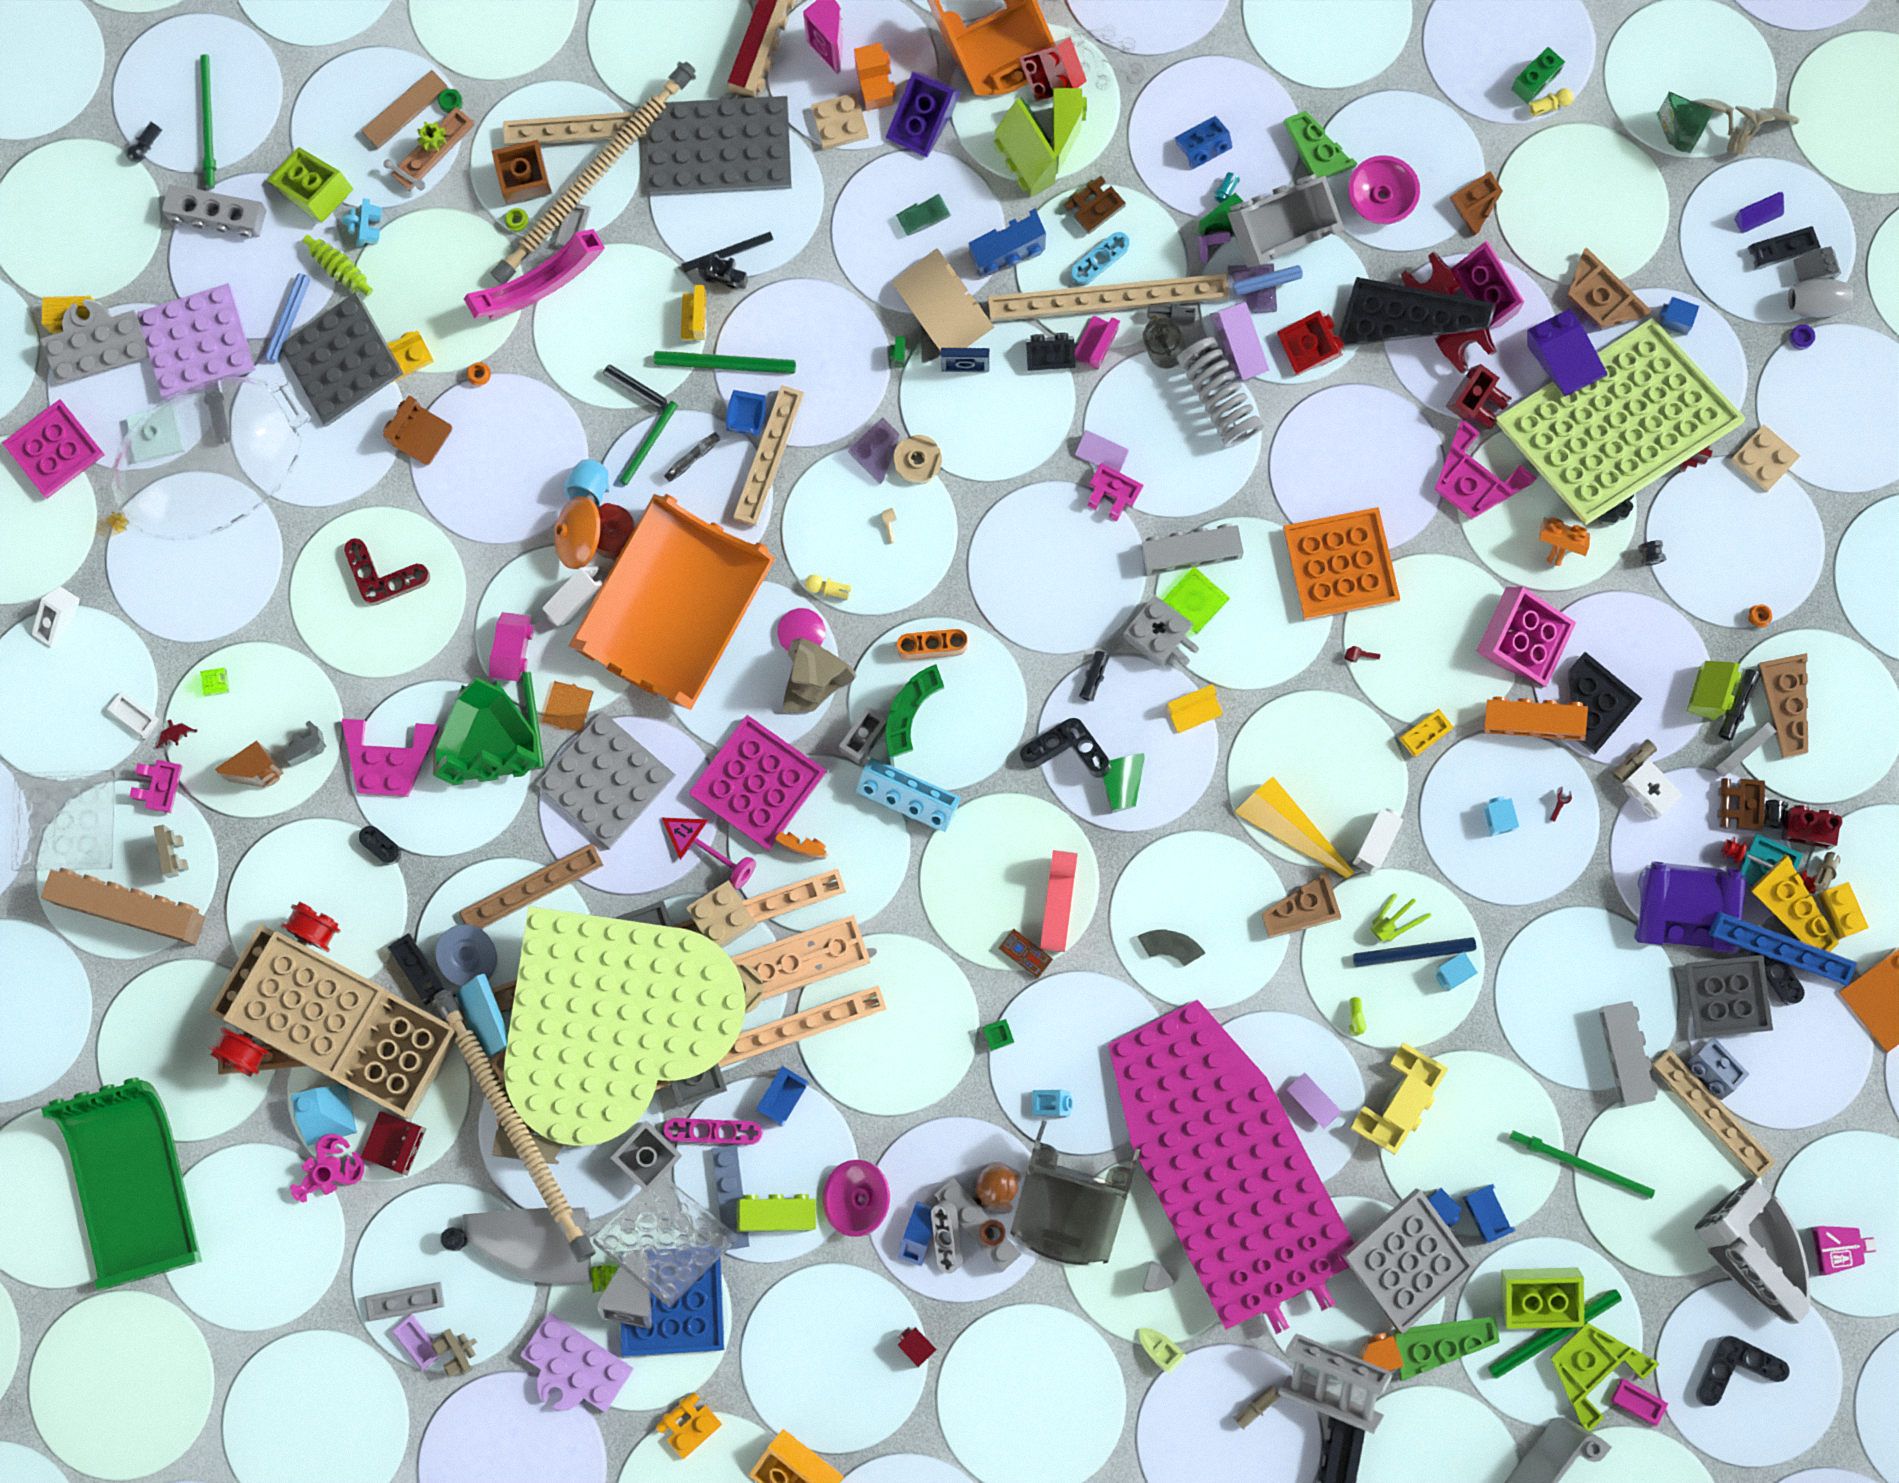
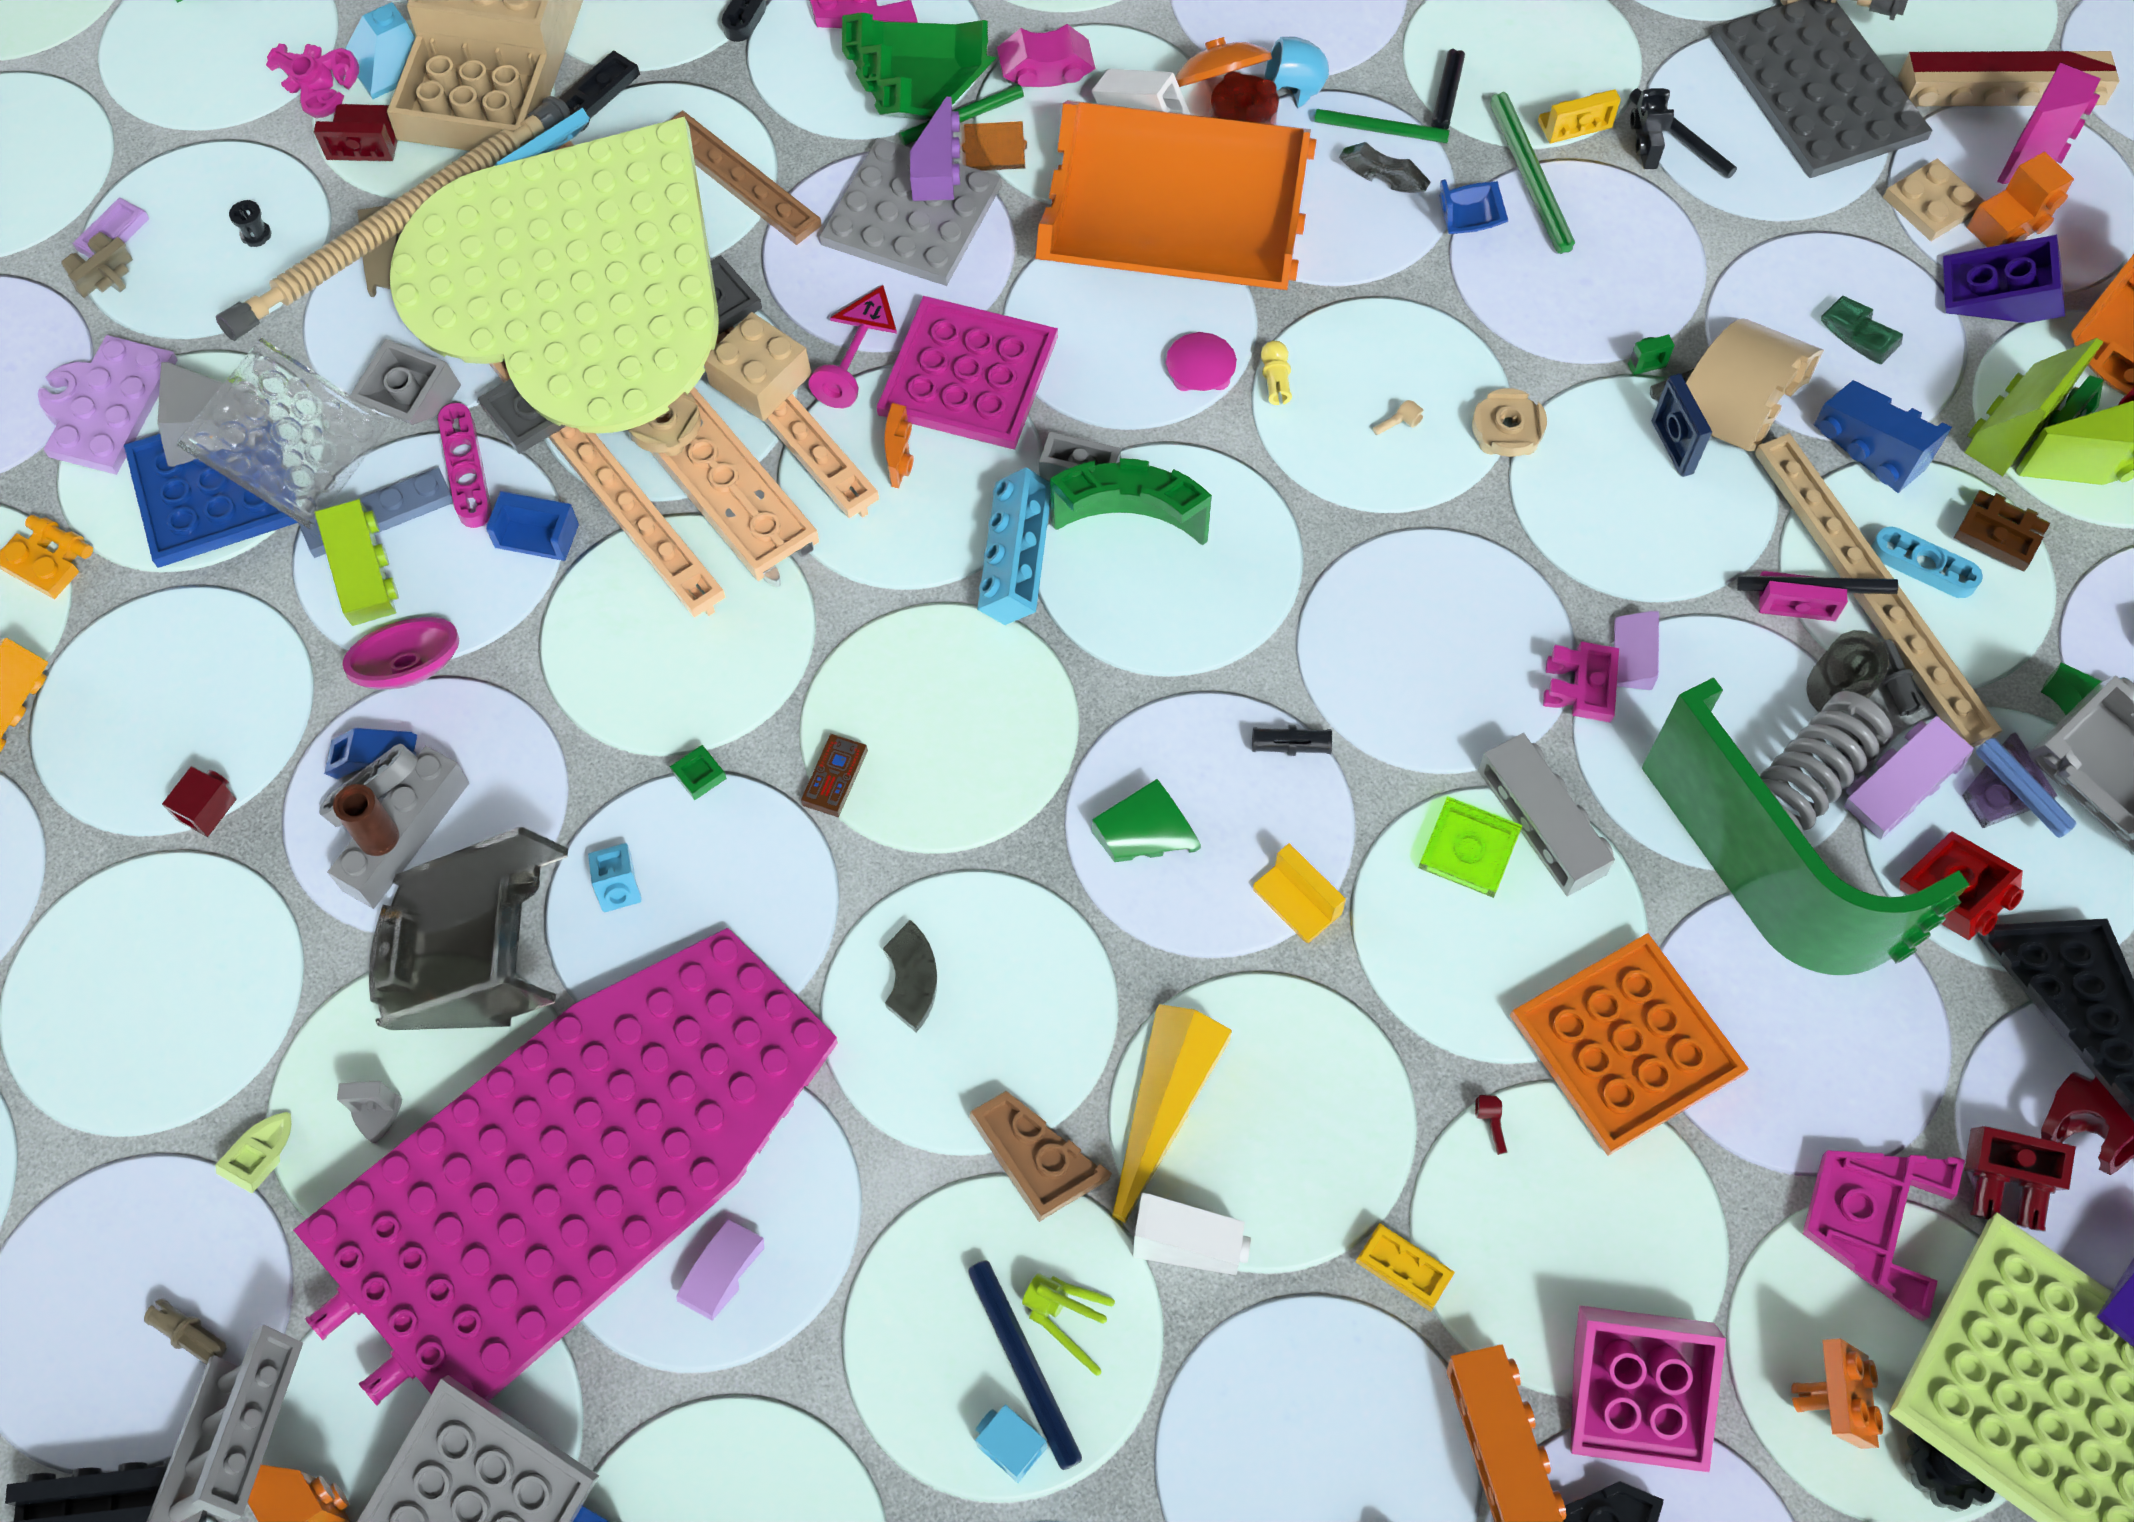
camera: 70 degrees right, 15 degrees down
(404, 1301) = (162, 204): light grey tile -> none
(465, 953) = (623, 113): sand blue hat -> none
(529, 1243) = (288, 327): light grey panel -> none
(586, 752) = (933, 157): none -> medium lavender slope
(768, 456) = (1429, 252): tan plate -> none
(813, 676) = (1143, 379): dark tan piece -> none
(876, 449) = (1498, 366): clear purple wing -> none
(920, 639) = (1248, 531): orange beam -> none
(996, 1187) = (457, 818): dark orange hair -> none
(1050, 352) = (1749, 536): black bracket -> none
(1058, 901) = (929, 790): coral beam -> none
(1066, 740) = (1135, 695): black beam -> none
(1098, 330) = (1853, 585): none -> black bar
(1160, 646) = (1396, 803): light grey hinge -> none
(1206, 240) = (2041, 693): medium lavender tile -> none
(1268, 447) = (1768, 860): none -> green panel
(1358, 1023) = (880, 1296): lime arm -> none
(1406, 1105) = (752, 1424): light yellow bracket -> none
(1501, 816) = (1310, 1438): medium azure brick -> none

